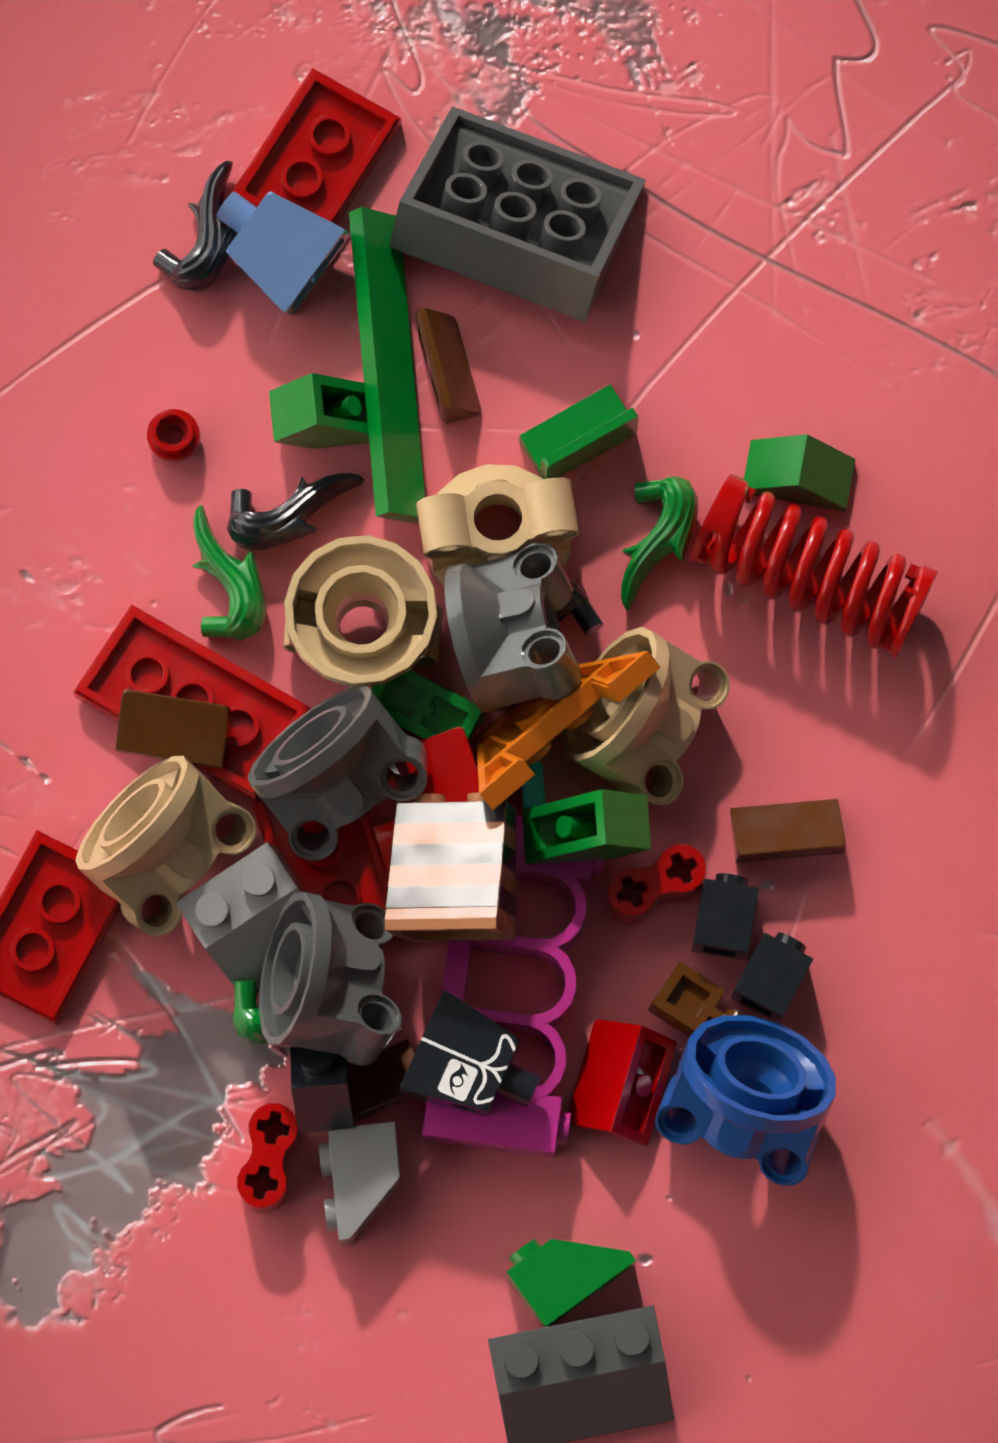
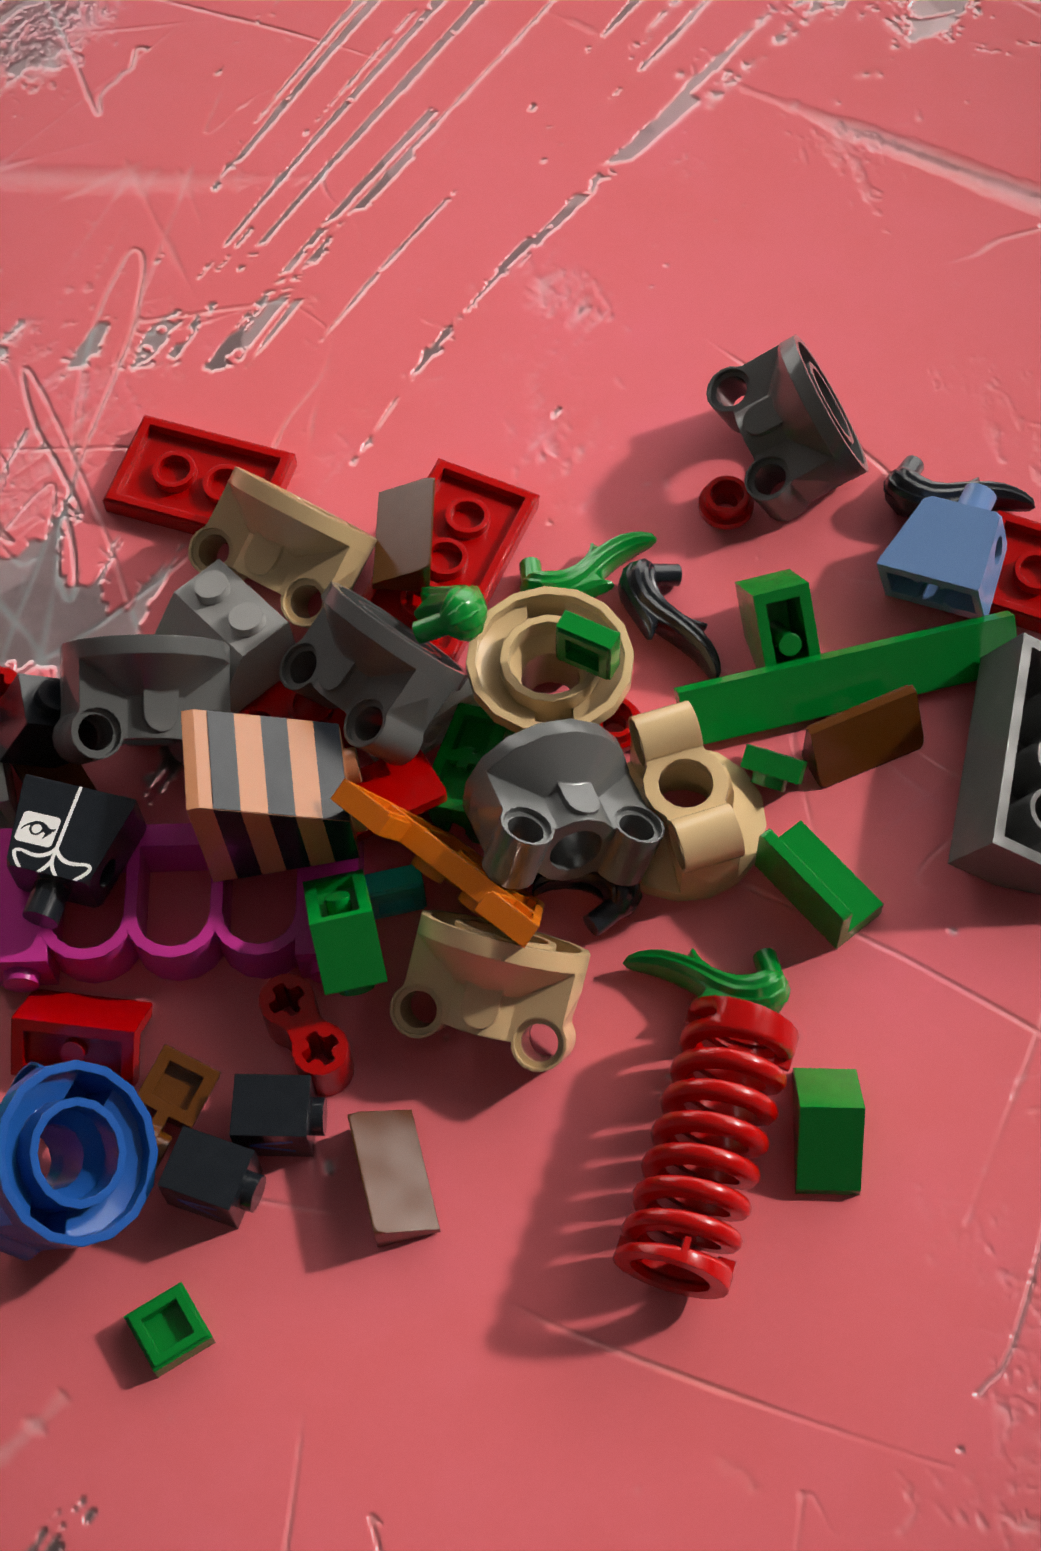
camera: 85 degrees right, 15 degrees down
(117, 354) = (789, 427): none -> dark grey piece
(288, 679) = (450, 611): none -> green piece
(369, 570) = (587, 645): none -> green tile
(465, 446) = (773, 768): none -> green plate
(889, 1028) = (169, 1329): none -> green tile

